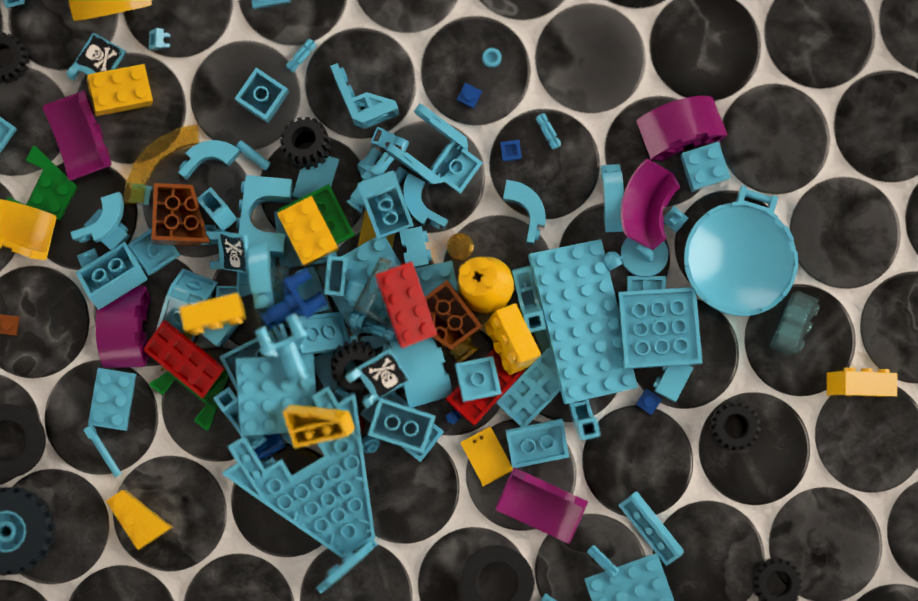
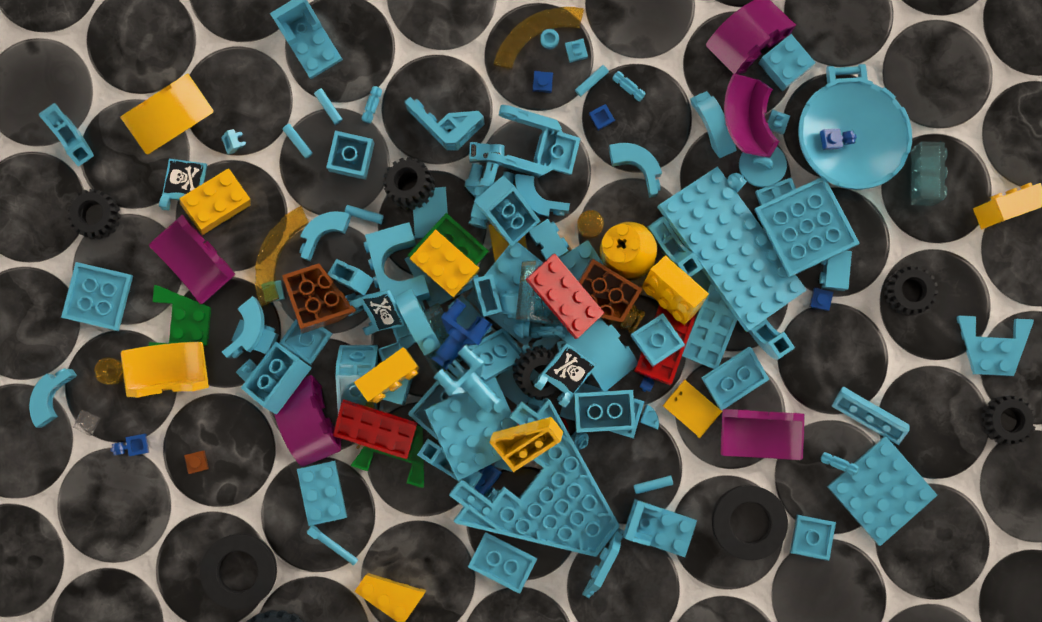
camera: 20 degrees left, 0 degrees up
(218, 62) = (297, 141): none -> medium azure piece
(253, 529) = (502, 562): none -> medium azure plate
(259, 40) = (328, 106): none -> medium azure piece
(411, 554) = (659, 528): none -> medium azure bracket
(422, 512) = (653, 484): none -> medium azure piece
(444, 449) = (650, 417): none -> medium azure tile
(478, 41) = (532, 27): none -> clear yellow tile
(512, 78) = (576, 50): none -> medium azure tile
(516, 112) = (591, 81): none -> medium azure piece
(718, 255) = (833, 140): none -> blue plate
(791, 517) = (993, 354): none -> medium azure wing

